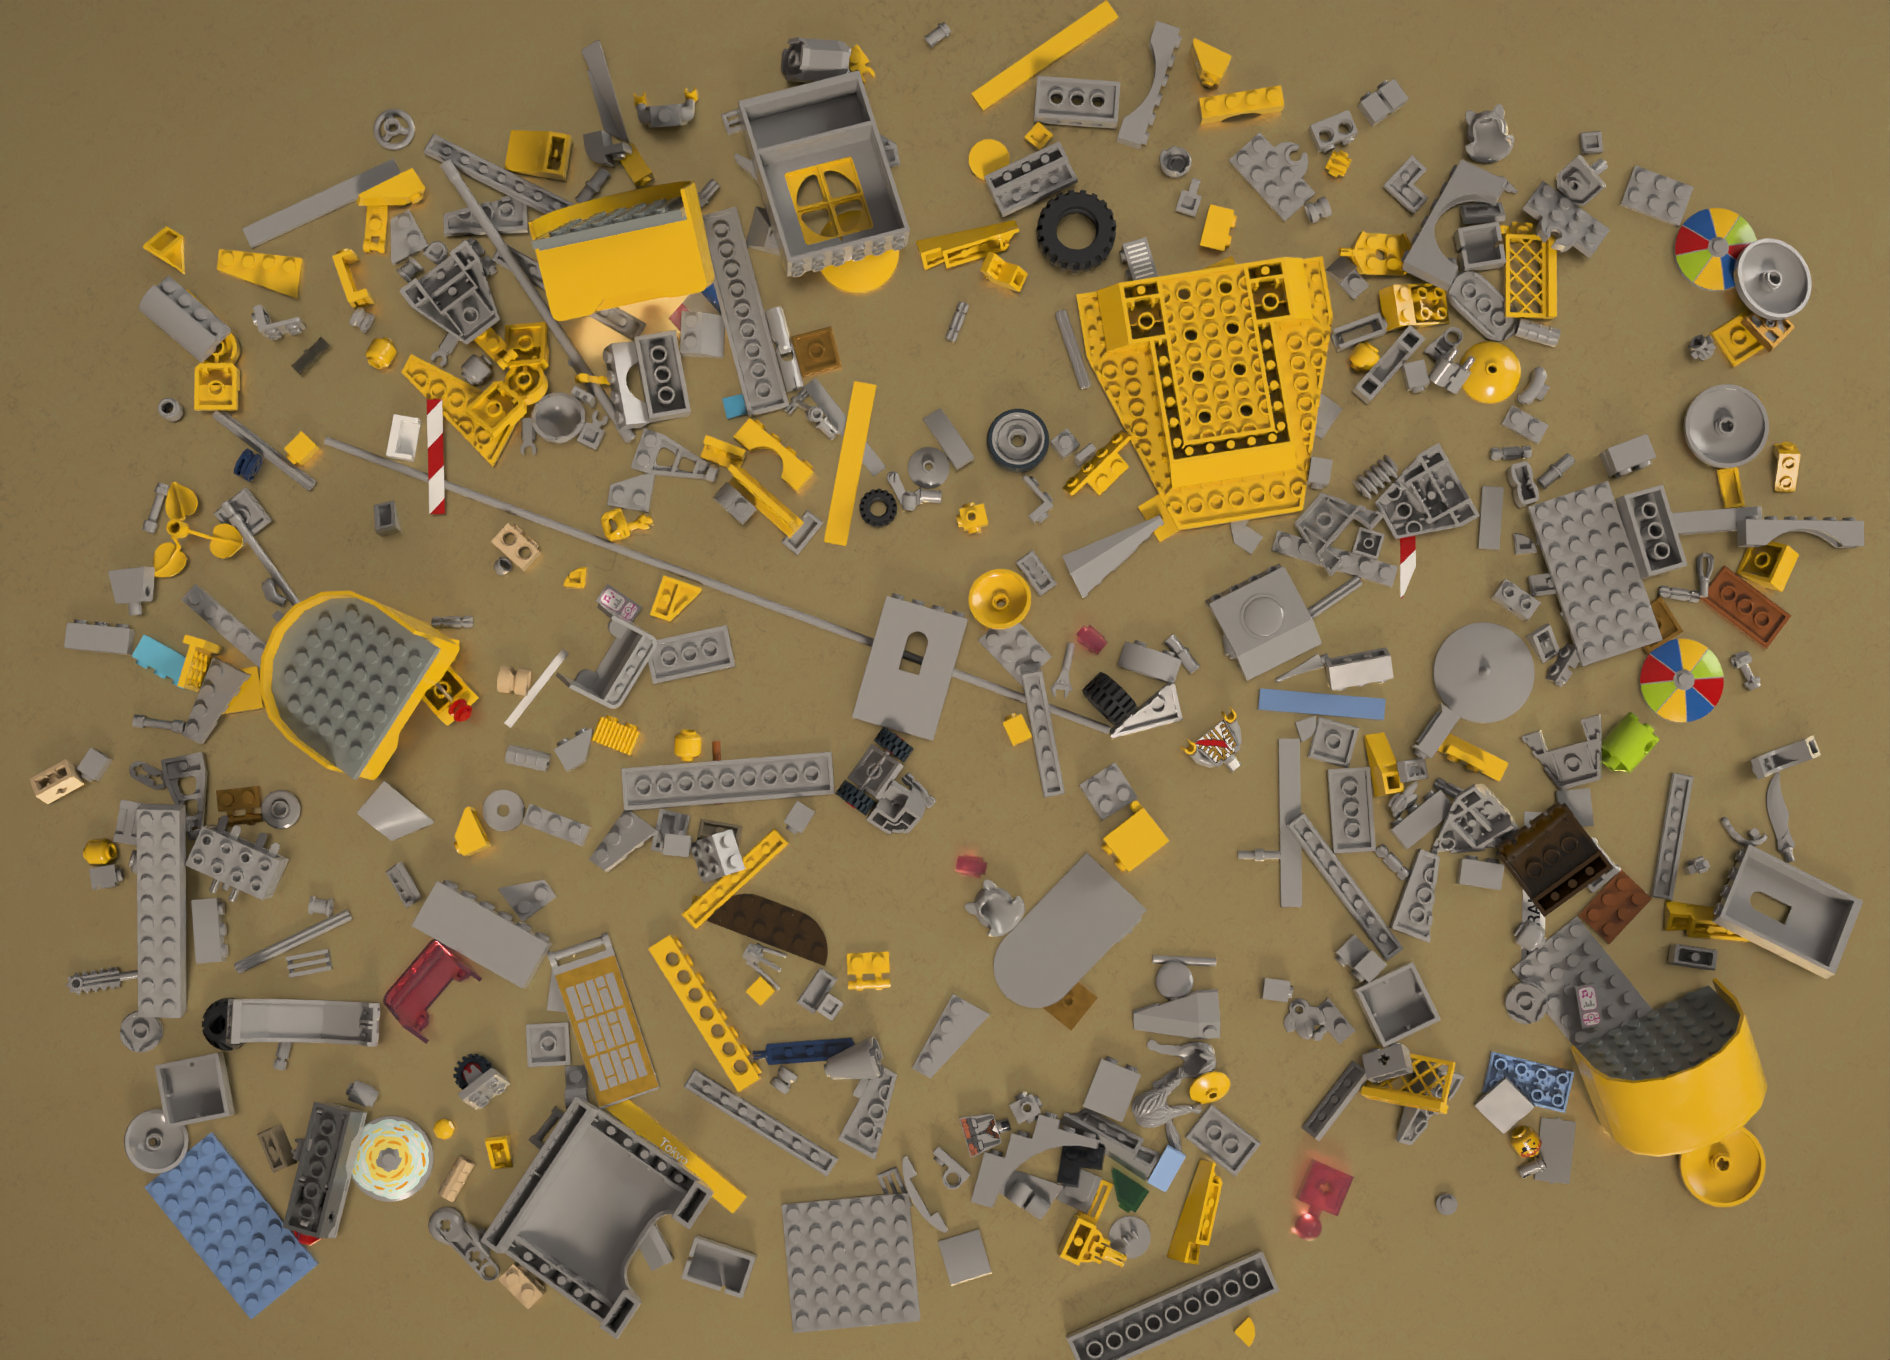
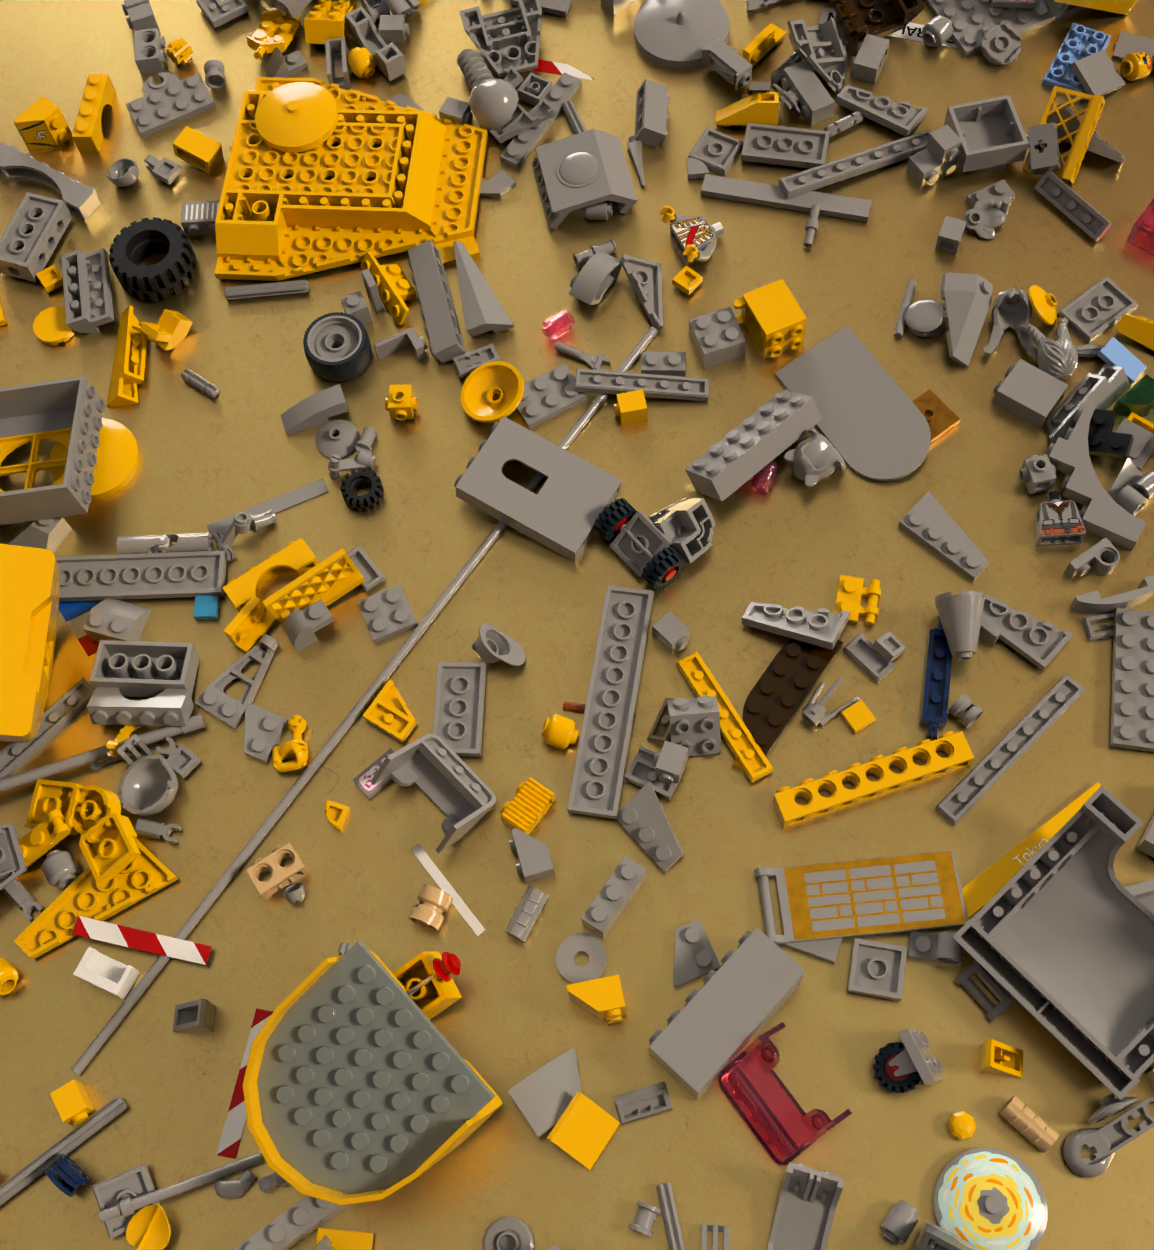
camera: 65 degrees left, 20 degrees down
(350, 575) = (236, 1114): none -> sticker
(371, 845) = (583, 1130): none -> yellow tile
(751, 674) = (496, 646): none -> light grey piece
(765, 566) = (387, 613): none -> light grey plate
(816, 351) = (180, 514): pearl gold tile -> none
(830, 927) = (796, 623): none -> light grey wing
(850, 463) = (308, 510): yellow sticker -> none
(995, 850) = (753, 444): none -> light grey brick
(1074, 747) = (663, 363): none -> light grey plate
(1090, 517) = (436, 302): none -> light grey brick
(1109, 699) = (623, 311): black tyre -> none
(1169, 749) = (687, 280): none -> yellow plate
(1259, 322) = (296, 117): none -> yellow dish
(1321, 704) = (676, 154): medium blue tile -> none
(1332, 509) = (493, 103): none -> light grey cylinder

